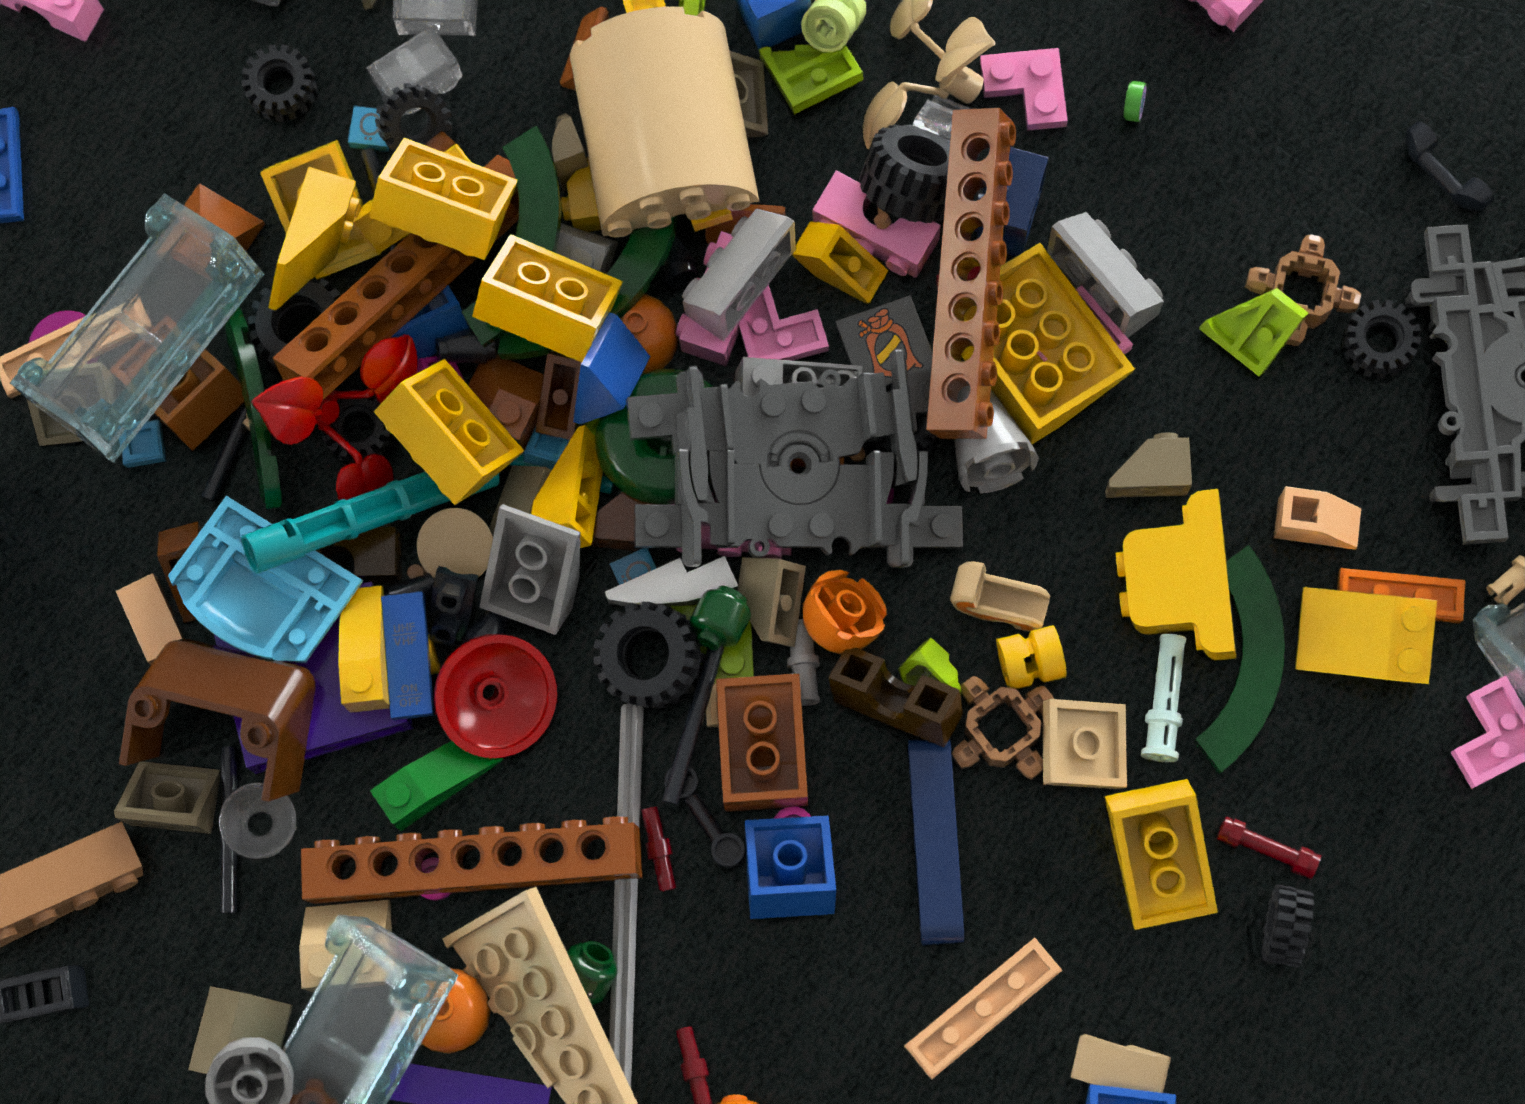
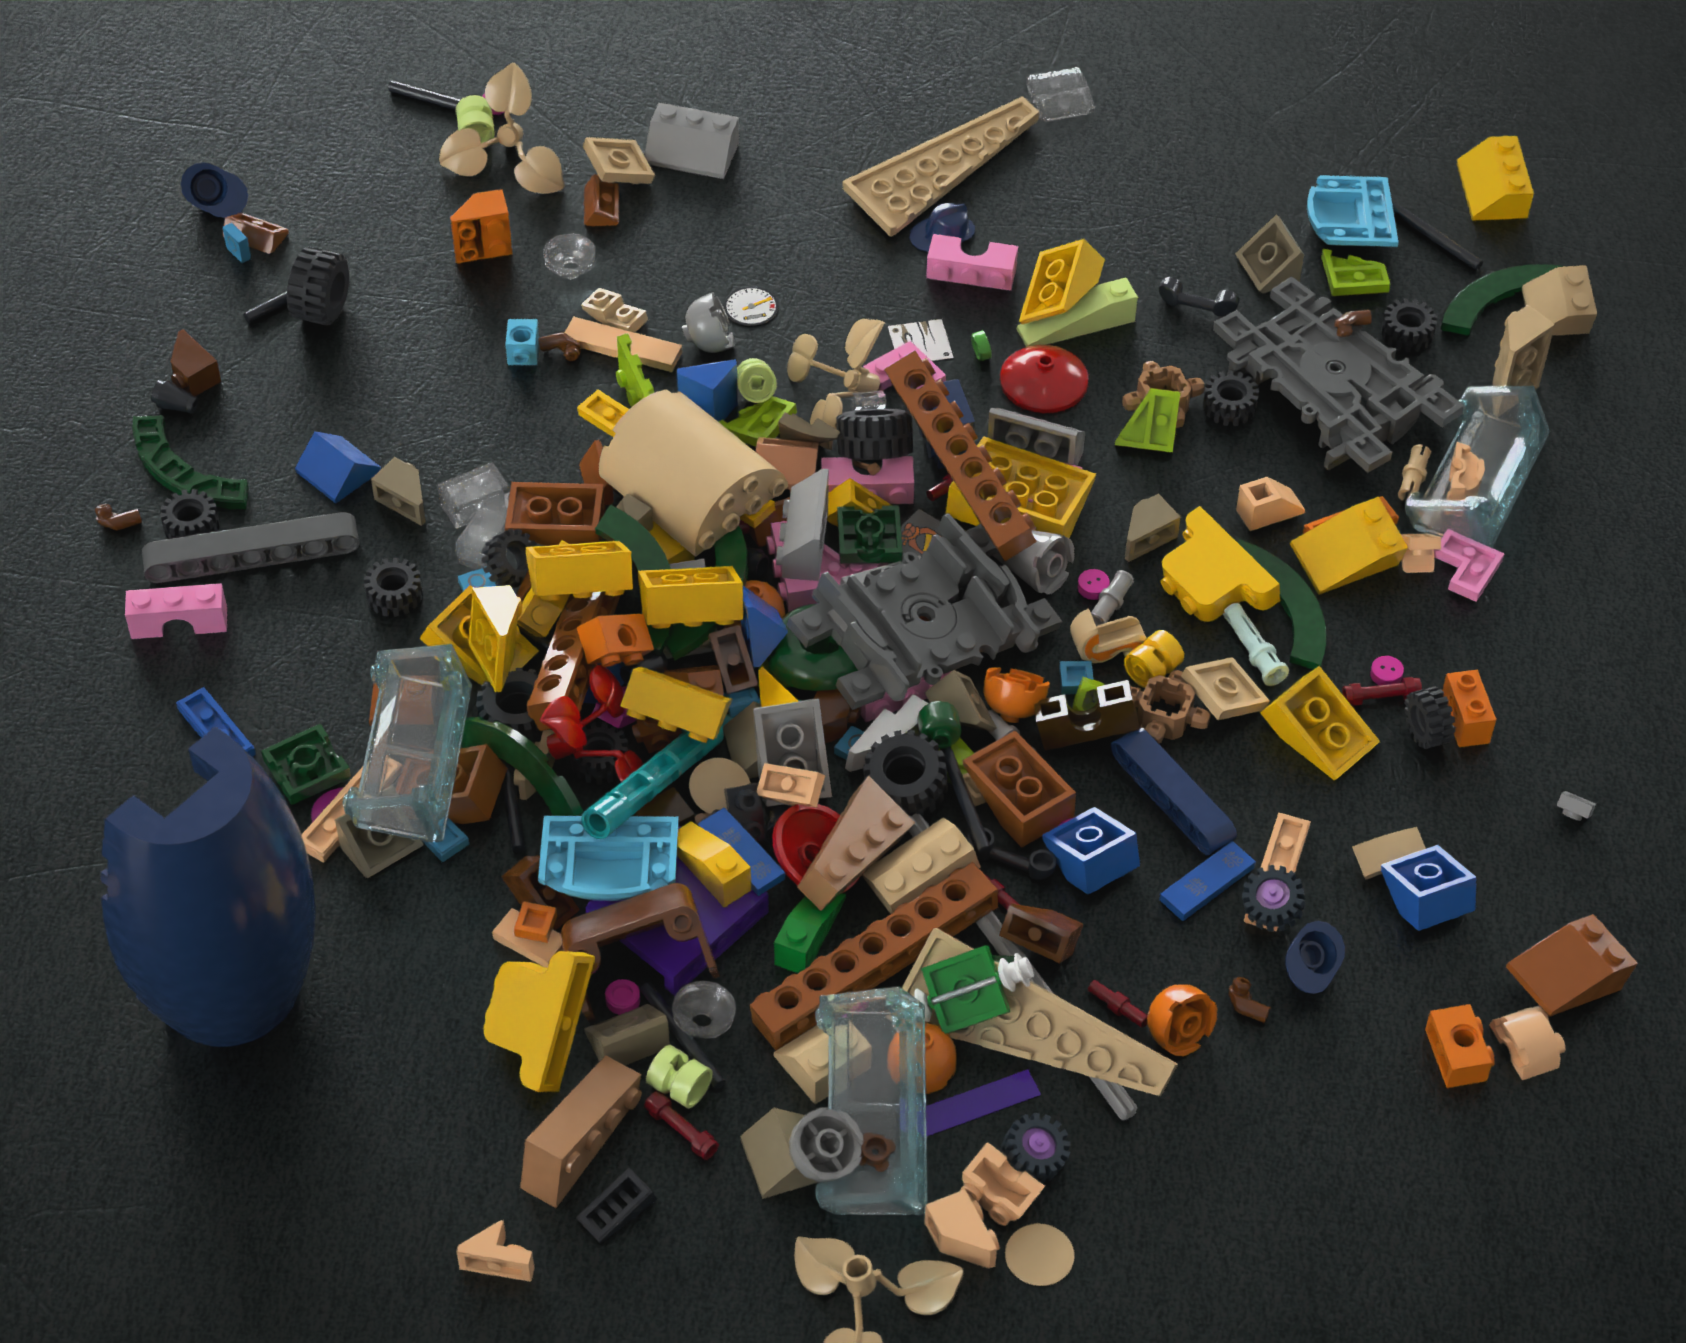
camera: 40 degrees left, 25 degrees down
(49, 266) = (302, 759): none -> dark green brick
(77, 738) = (537, 1014): none -> yellow brick
(151, 904) = (701, 1142): none -> dark red bar
(155, 612) = (535, 922): none -> orange plate
(192, 898) = (676, 1074): none -> yellowish green wheel
(199, 746) = (622, 996): none -> dark pink tile
(407, 305) = (615, 639): none -> orange brick
(497, 85) = (556, 511): none -> dark orange slope
(501, 611) = (790, 785): none -> light nougat slope
(517, 981) = (970, 988): none -> green plate
(540, 714) = (858, 840): none -> medium nougat wedge
(589, 779) = (919, 864): none -> tan slope
(664, 942) = (1041, 931): none -> reddish brown slope
(793, 158) = (791, 457): none -> nougat slope
(821, 301) = (871, 535): none -> dark green brick
(840, 124) = (795, 428): none -> dark tan slope
(897, 974) = (1207, 881): none -> blue tile
(936, 622) = (1072, 673): none -> dark azure tile
(938, 1056) = (1273, 898): none -> black wheel
(1040, 509) = (1092, 583): none -> dark pink tile
(1043, 543) = (1112, 597): none -> light grey pin
(1083, 46) = (926, 336): none -> white sticker
(1181, 206) = (1044, 378): none -> red dish
(1281, 68) = (1061, 280): none -> yellow slope
(1289, 120) = (1099, 309): none -> yellowish green slope
(1295, 822) = (1386, 670): none -> dark pink tile
(1347, 934) = (1470, 708): none -> orange brick
(1452, 679) = (1420, 552): none -> light nougat slope

